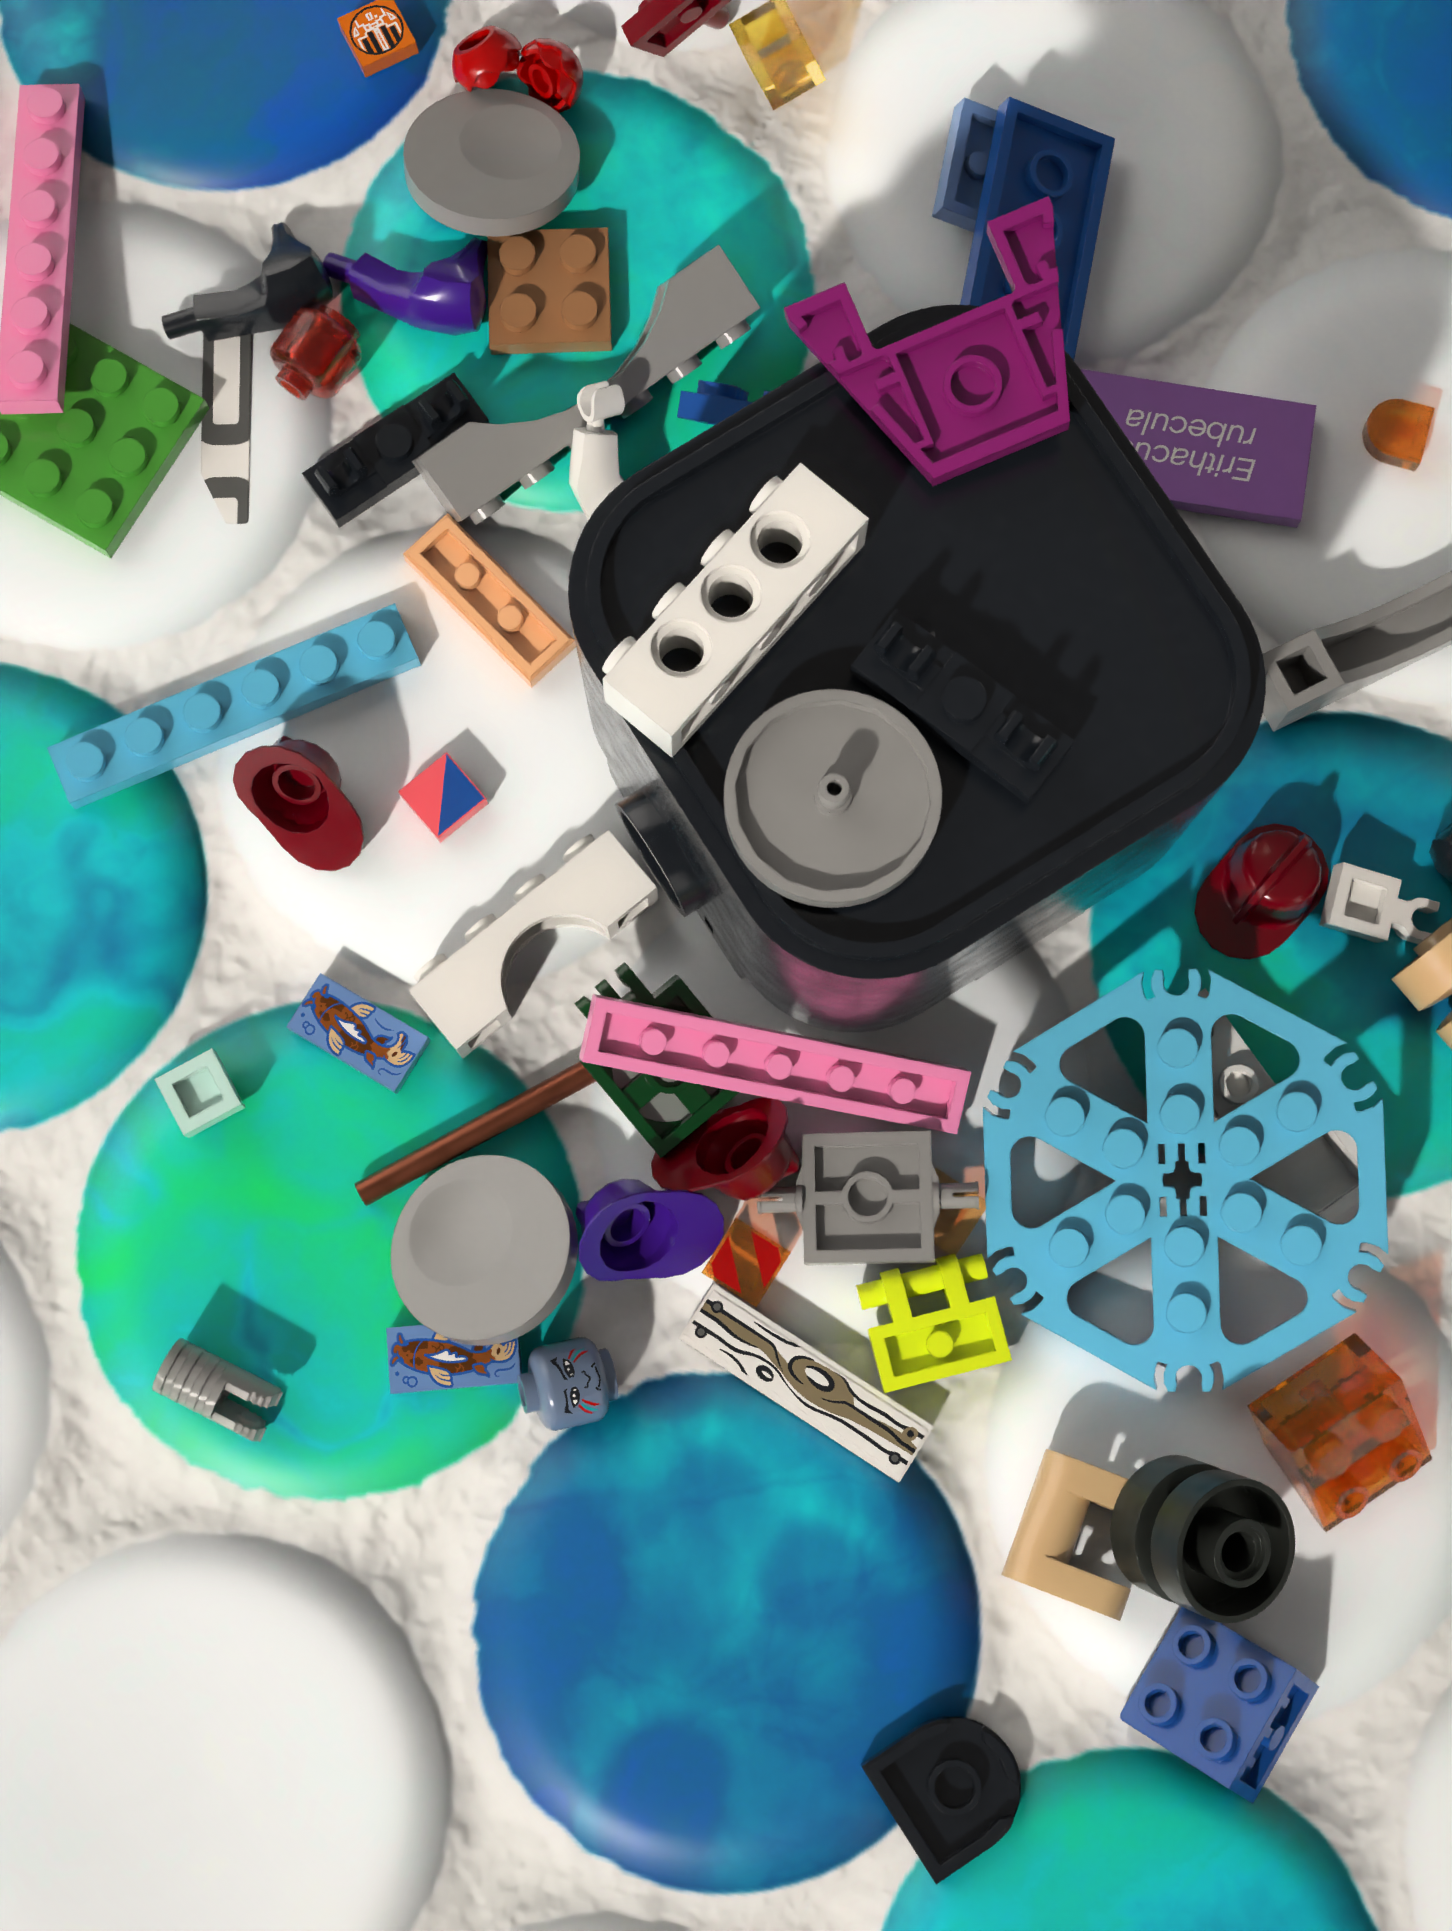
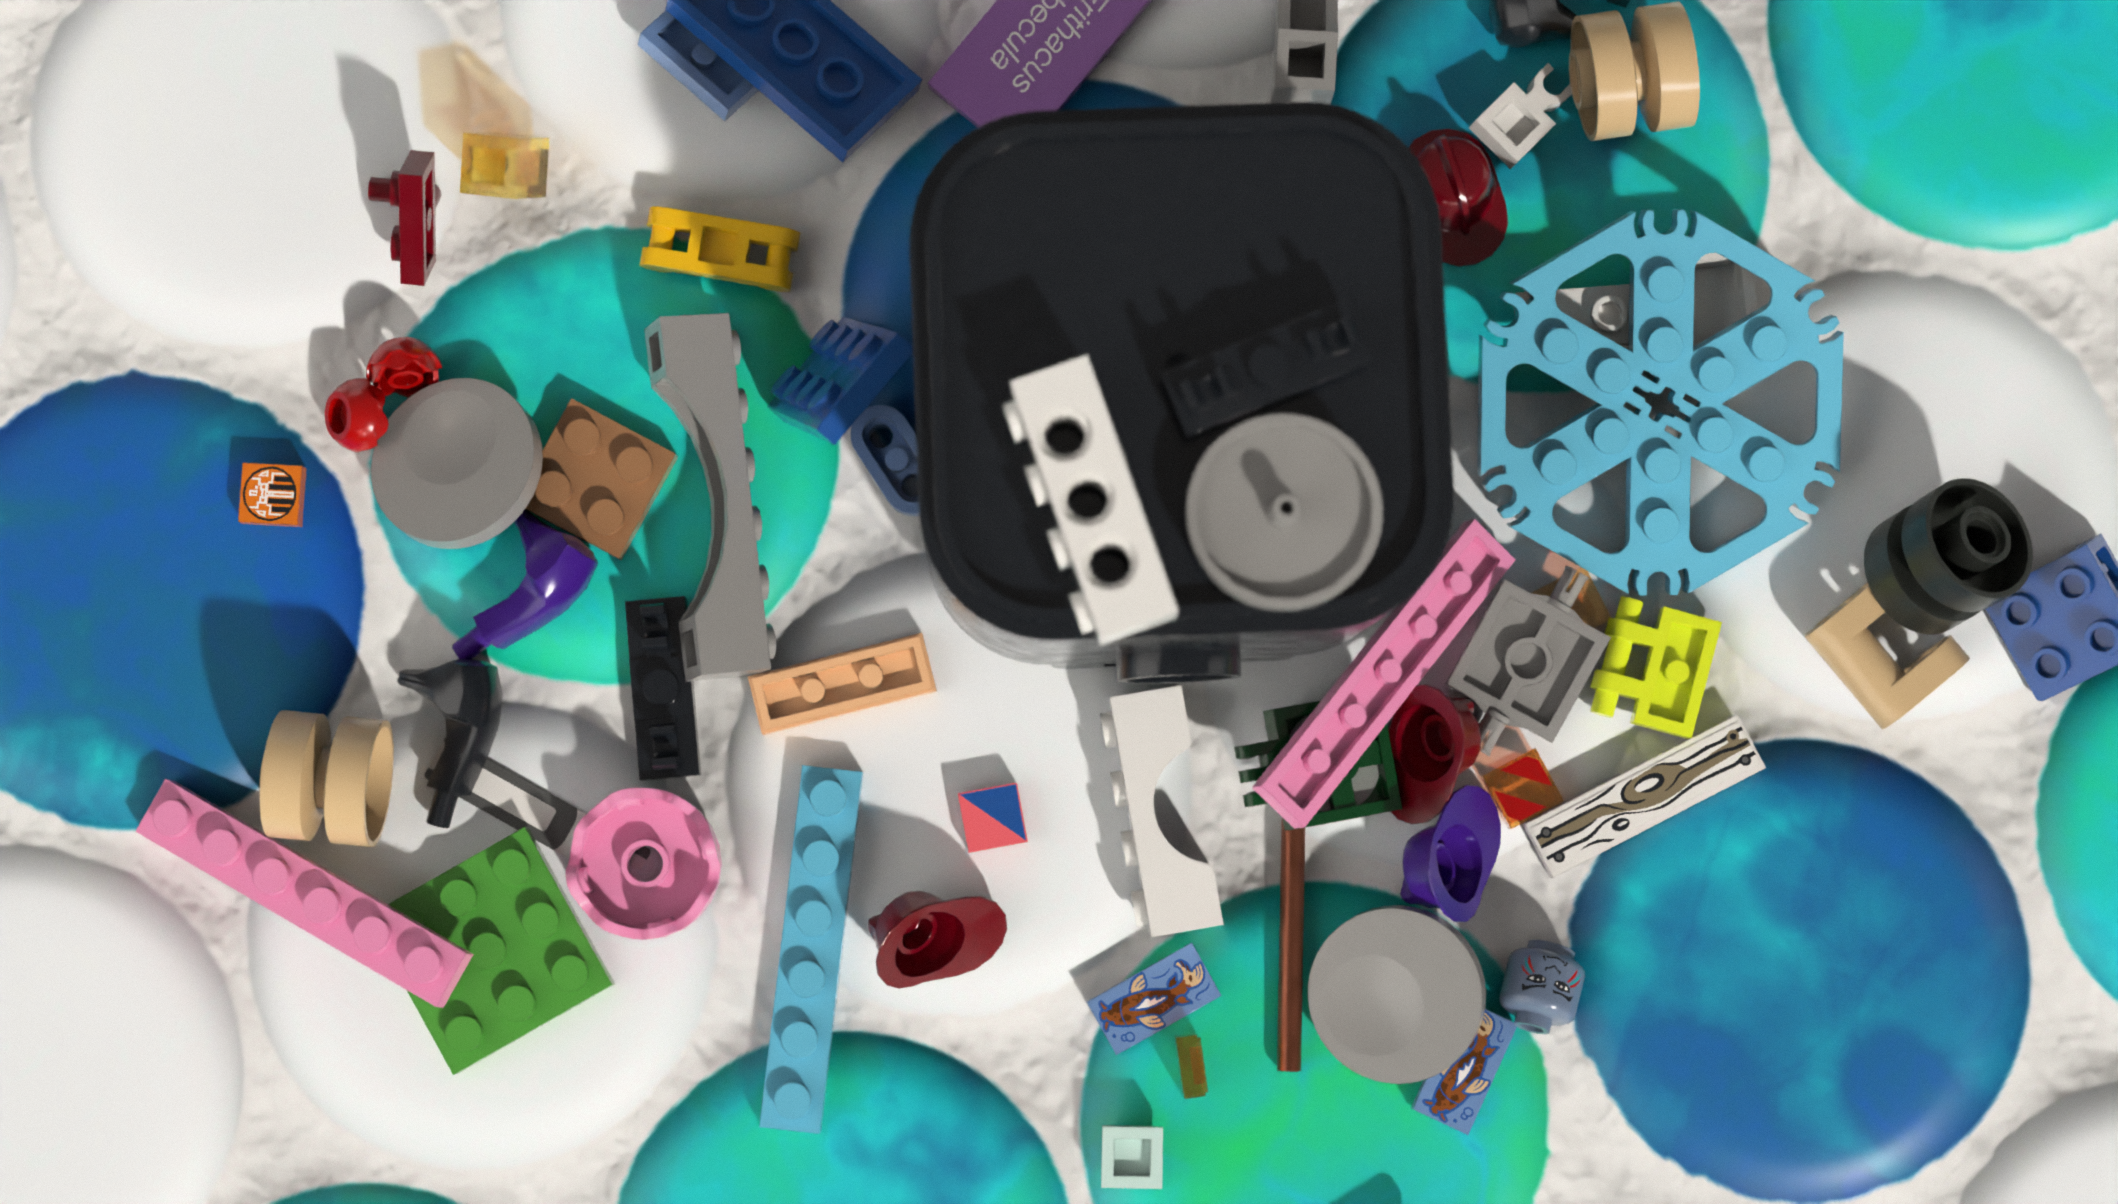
camera: 60 degrees left, 5 degrees up
(148, 202) = (314, 777): none -> tan wheel
(221, 475) = (601, 856): none -> bright pink plate
(312, 1098) = (1191, 1065): none -> tile
(316, 353) = (542, 709): clear red head -> none
(595, 449) = (814, 536): white arm -> none
(812, 265) = (719, 248): none -> yellow plate
(948, 1790) = (2020, 867): black tile -> none
(966, 384) = (1011, 207): magenta wing -> none
(1341, 1431) = (1920, 397): clear orange slope -> none

